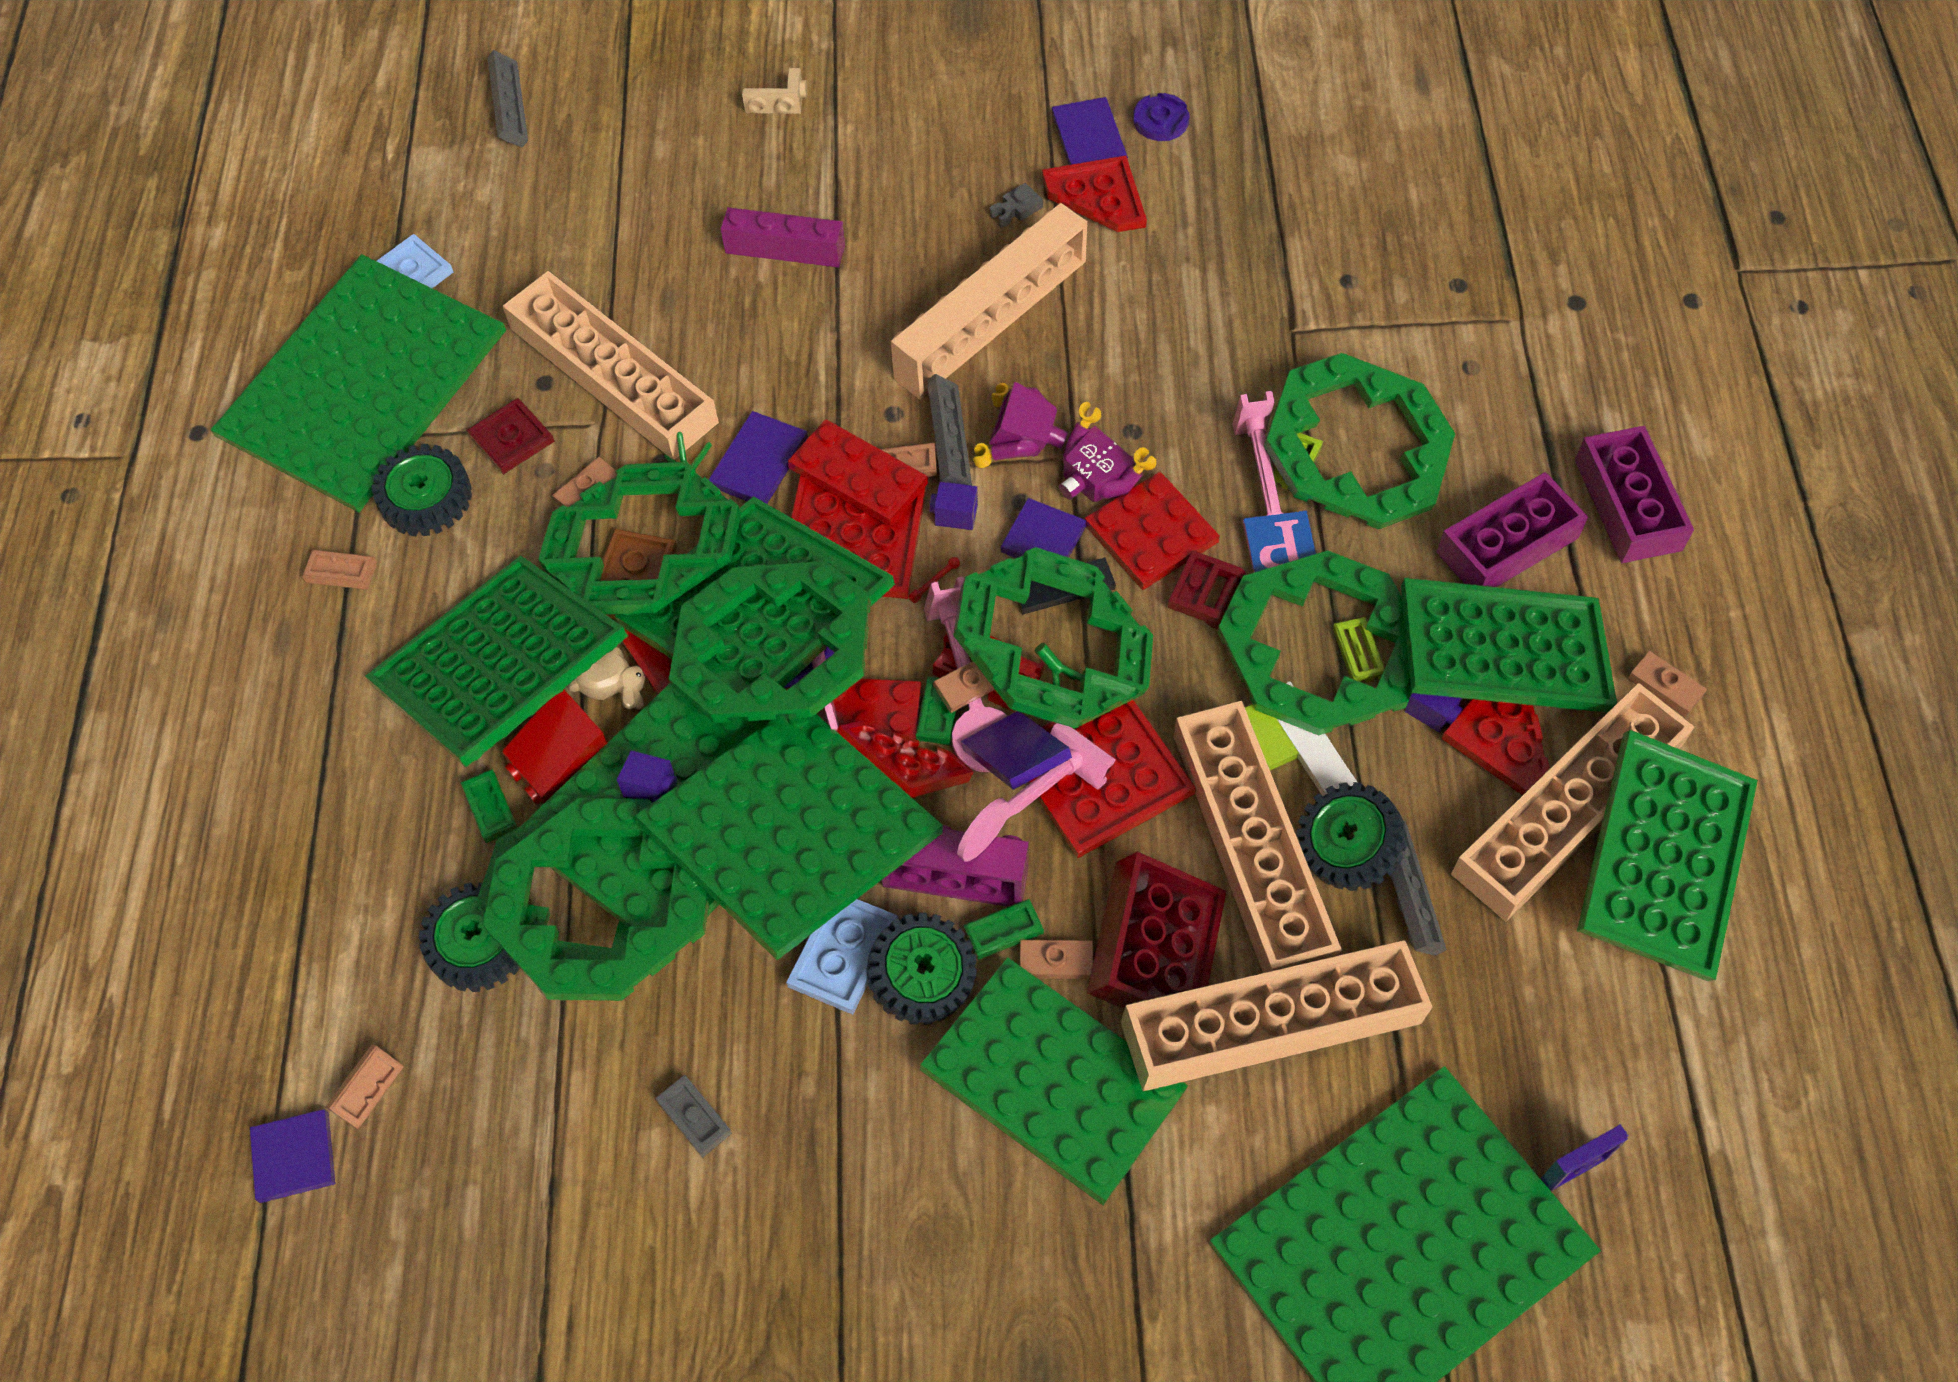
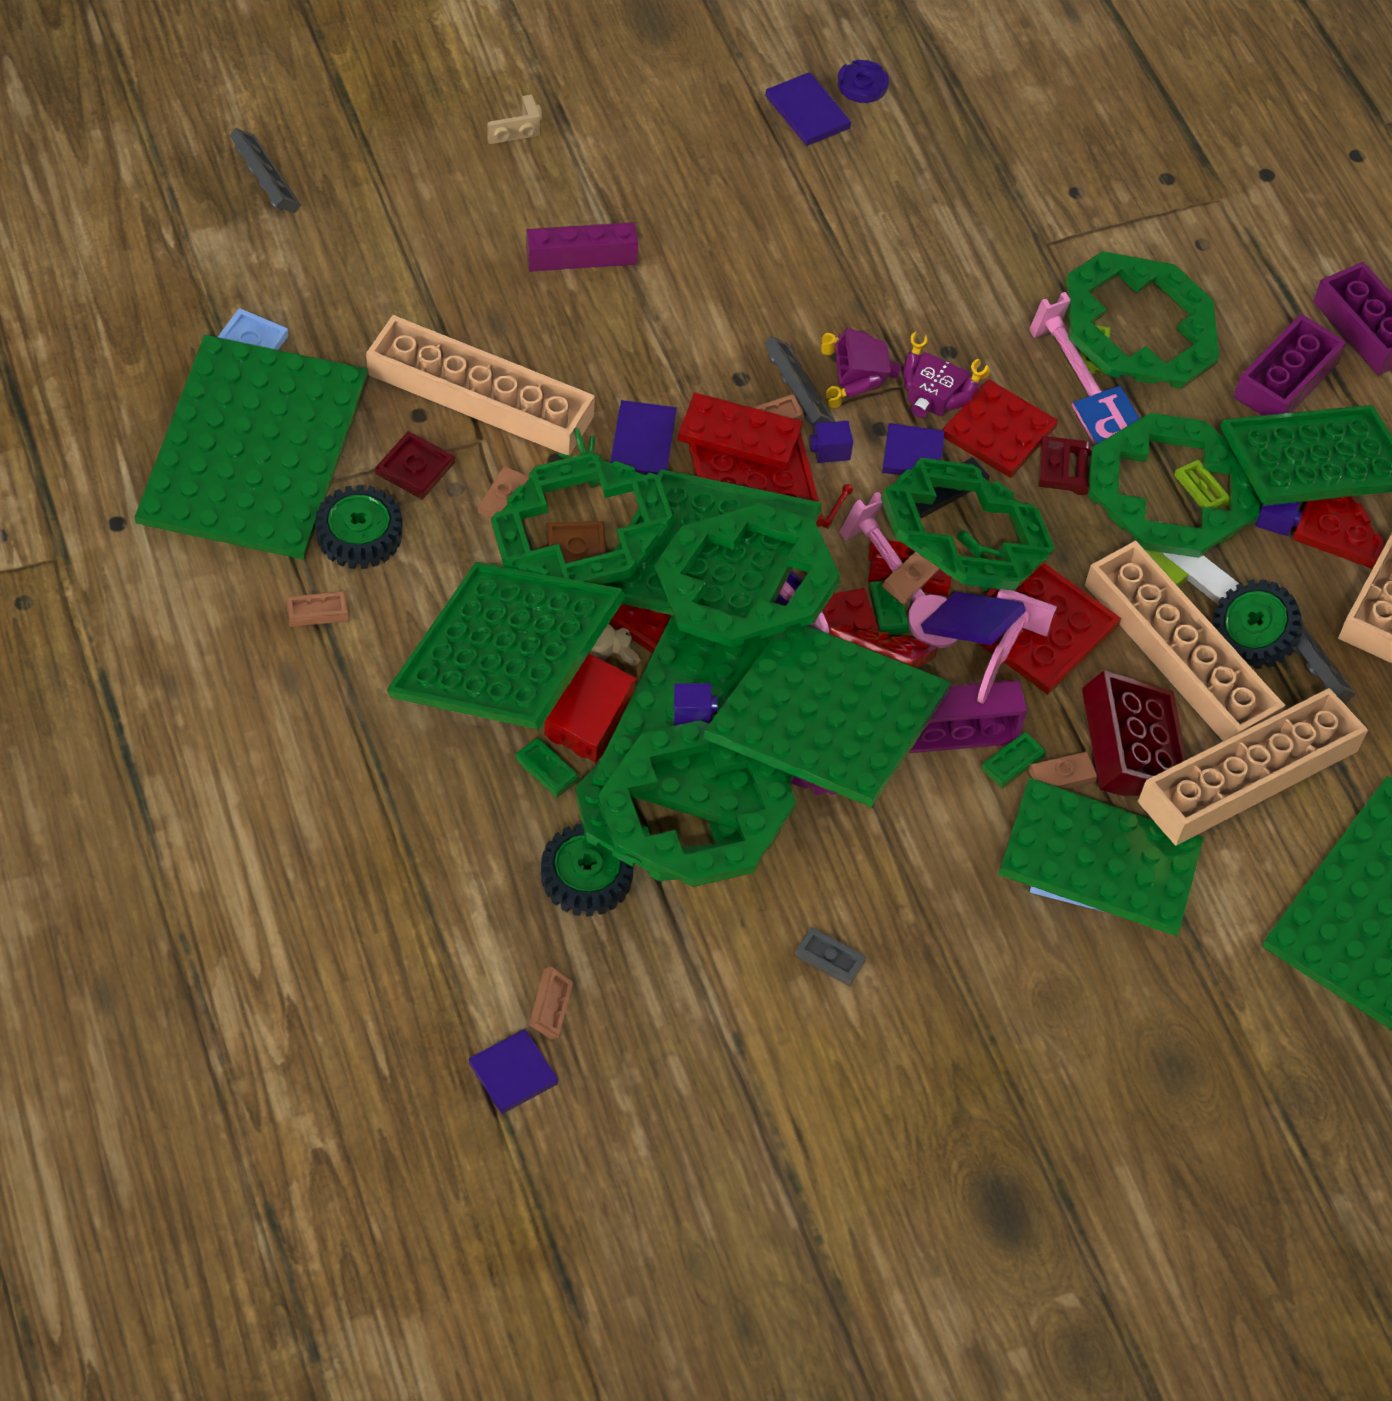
camera: 25 degrees left, 5 degrees down
(837, 956) = (898, 814): light blue plate -> none
(947, 974) = (965, 802): wheel -> none
(989, 300) = (790, 265): light nougat brick -> none
(1017, 203) = (771, 178): dark grey plate -> none
(1099, 191) = (839, 155): red plate -> none

